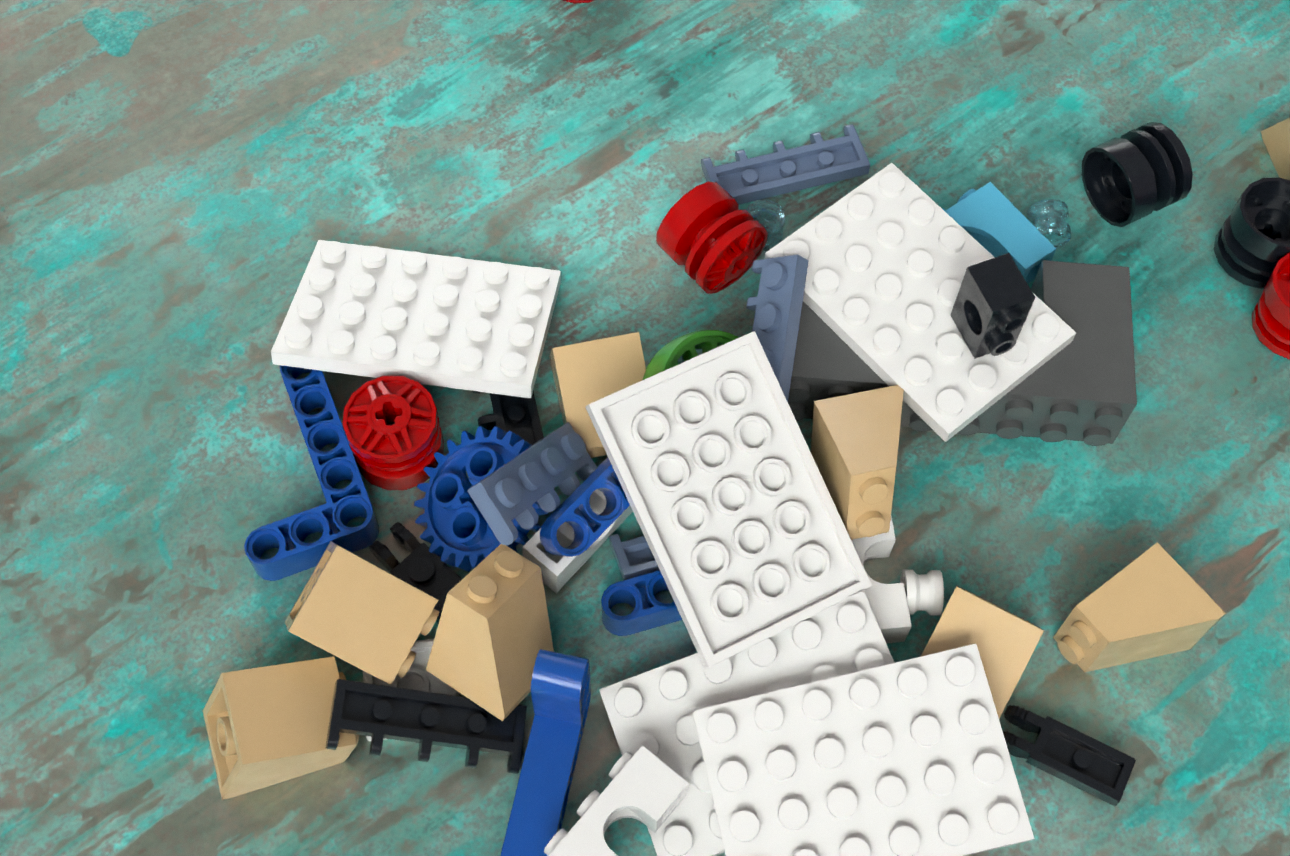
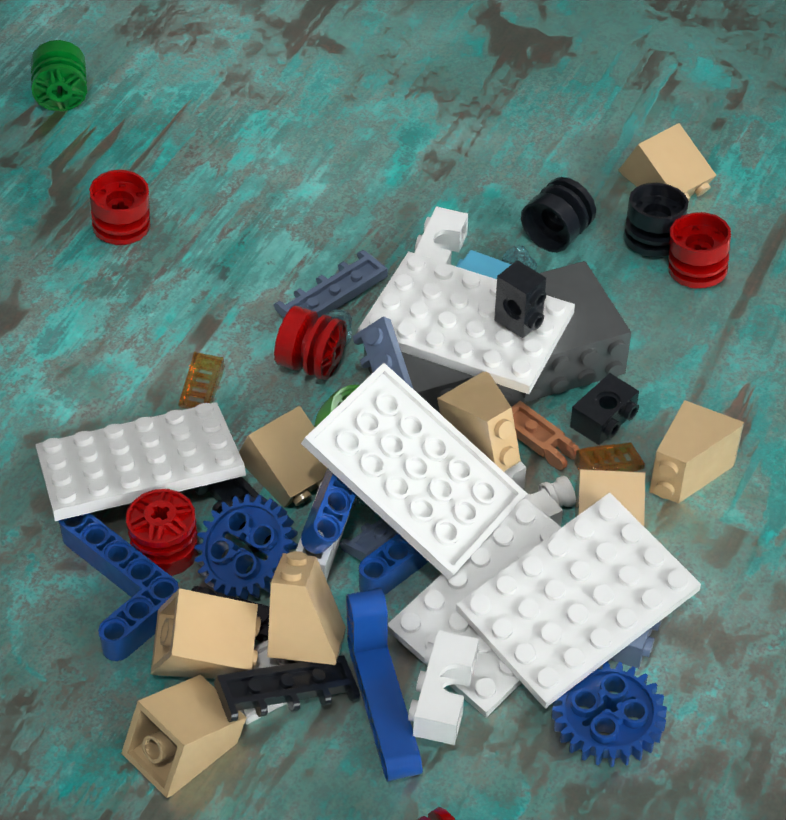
camera: 25 degrees left, 15 degrees down
(532, 478) = (285, 509): sand blue hinge -> none
(555, 217) = (202, 362): none -> clear orange slope
(944, 490) = (542, 436): none -> nougat hinge
(971, 137) = (442, 234): none -> white arch
(988, 583) = (589, 456): none -> clear orange slope
(1067, 473) = (604, 409): none -> black brick
(1070, 755) = (700, 546): black hinge -> none

